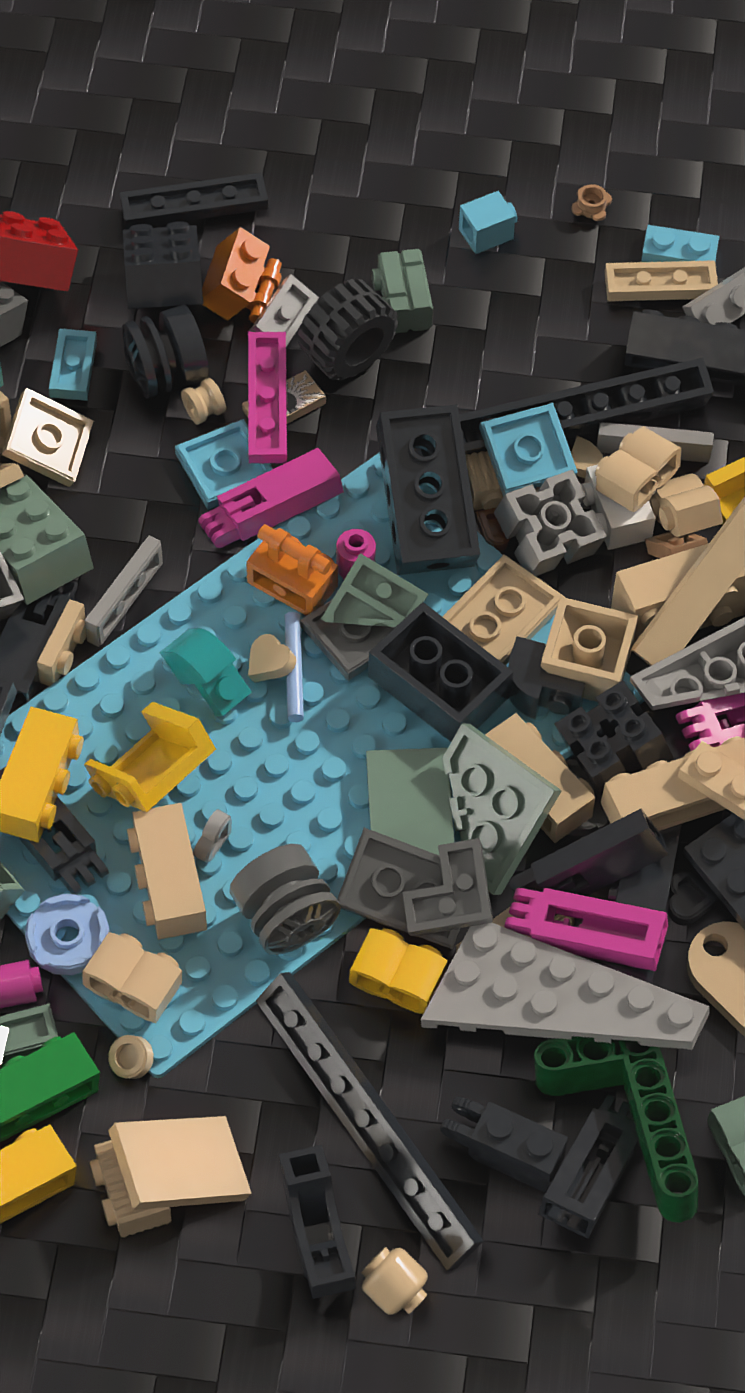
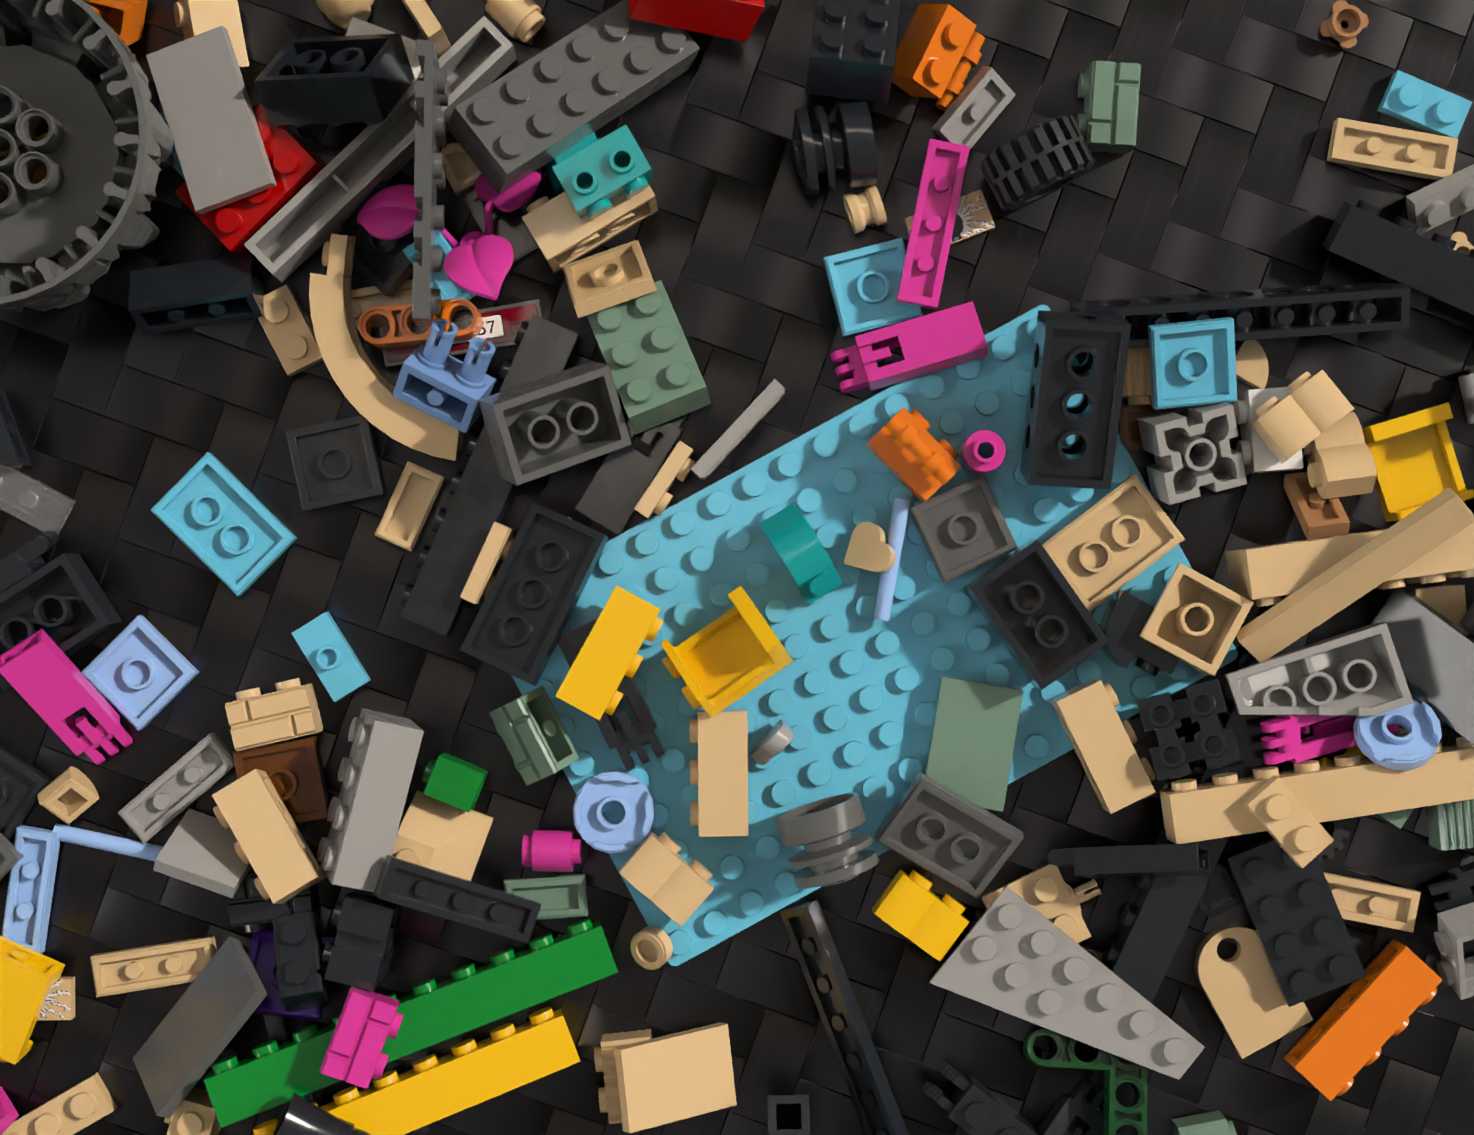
camera: 10 degrees right, 30 degrees up
(47, 437) = (691, 224): tile -> none
(73, 364) = (735, 128): medium azure plate -> none
(373, 596) = (991, 512): sand green wing -> none
(462, 898) = (995, 874): dark grey plate -> none
(487, 222) = (1223, 31): medium azure brick -> none
(495, 801) = (1054, 774): sand green plate -> none
(608, 928) = (1124, 933): dark pink hinge -> none
(693, 444) = (1329, 362): light grey tile -> none

